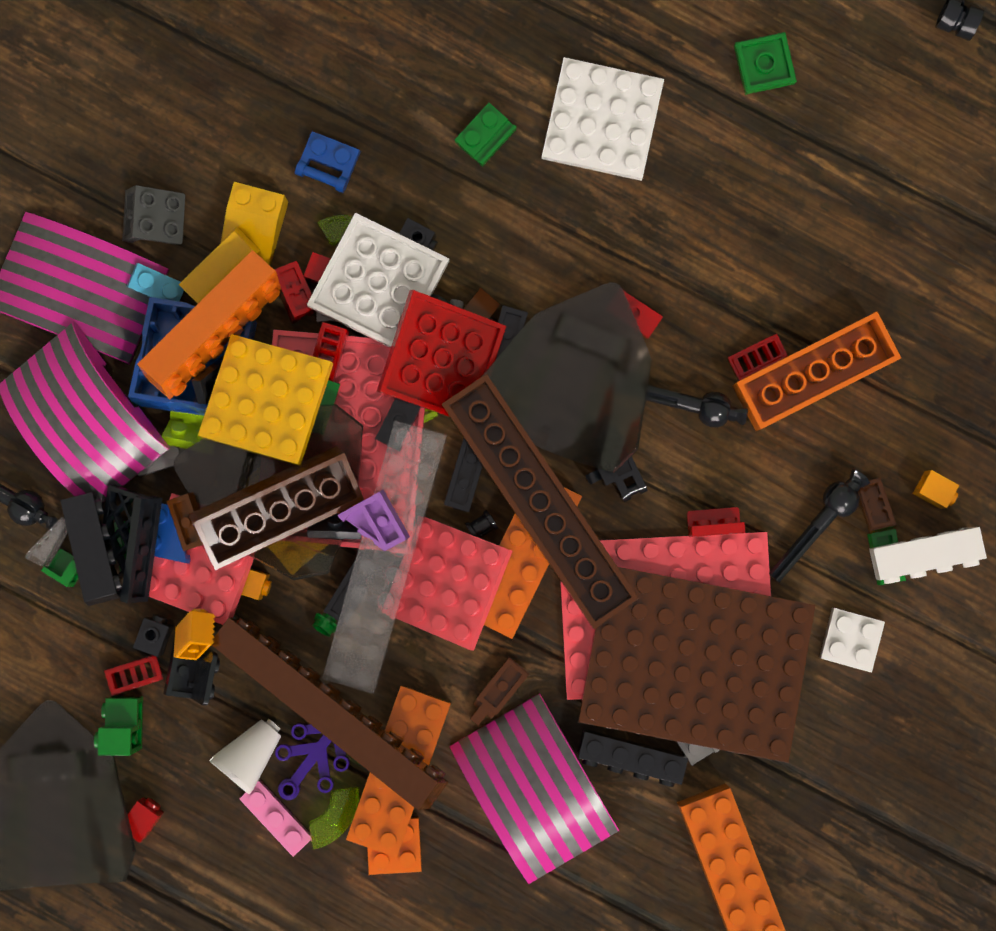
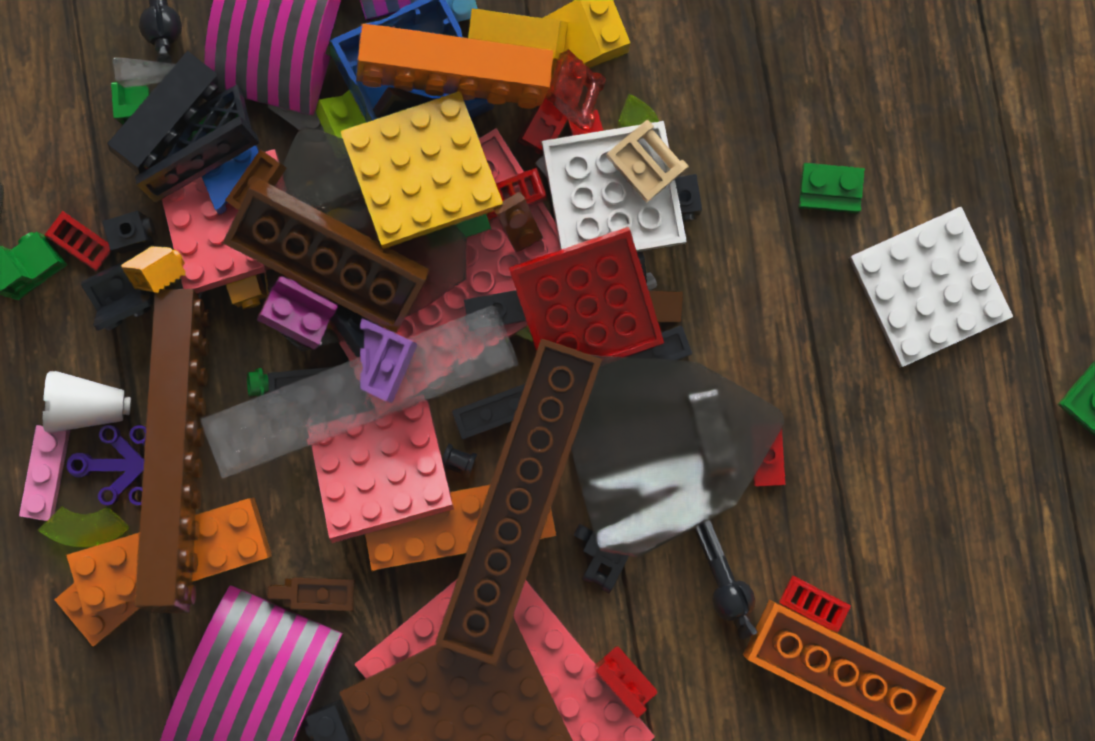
camera: 55 degrees right, 0 degrees up
(279, 256) = (567, 85): none -> clear red plate
(300, 555) = (297, 312): none -> magenta bracket
(330, 154) = (702, 58): blue plate -> none
(350, 361) = (518, 222): none -> reddish brown plate
(374, 252) = (638, 165): none -> tan plate

